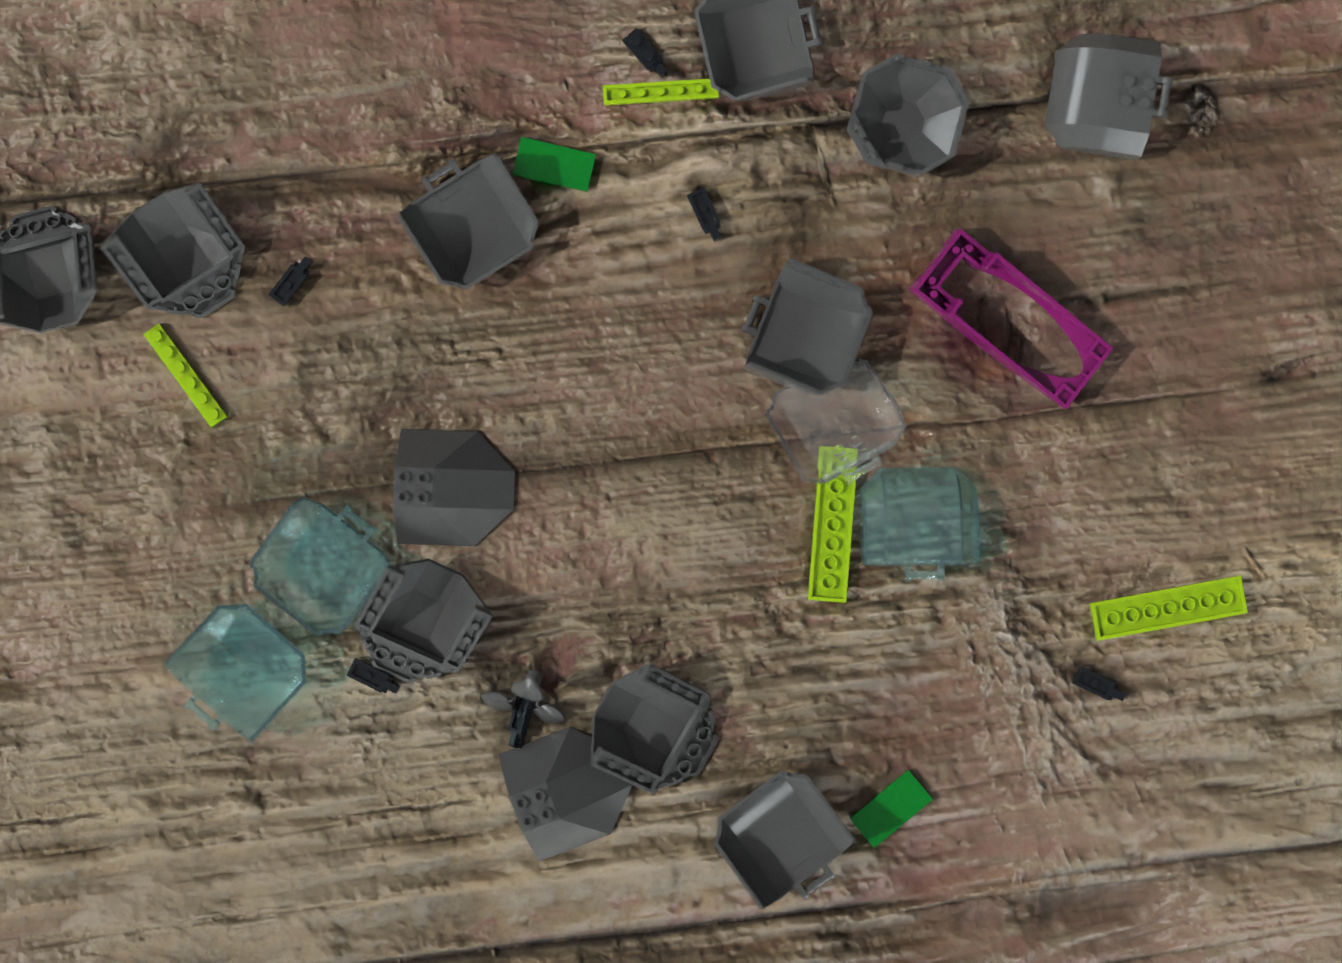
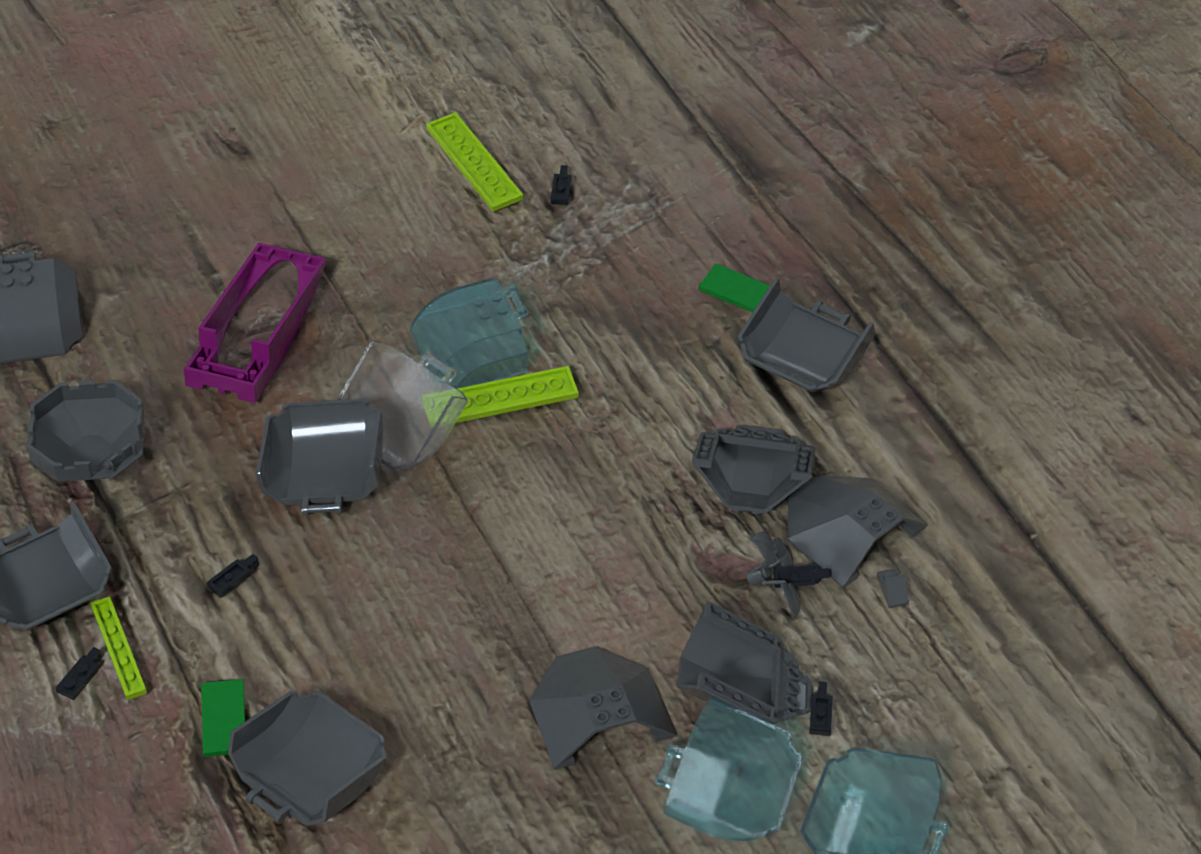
camera: 110 degrees left, 40 degrees down
(480, 797) = (893, 587): none -> dark grey slope

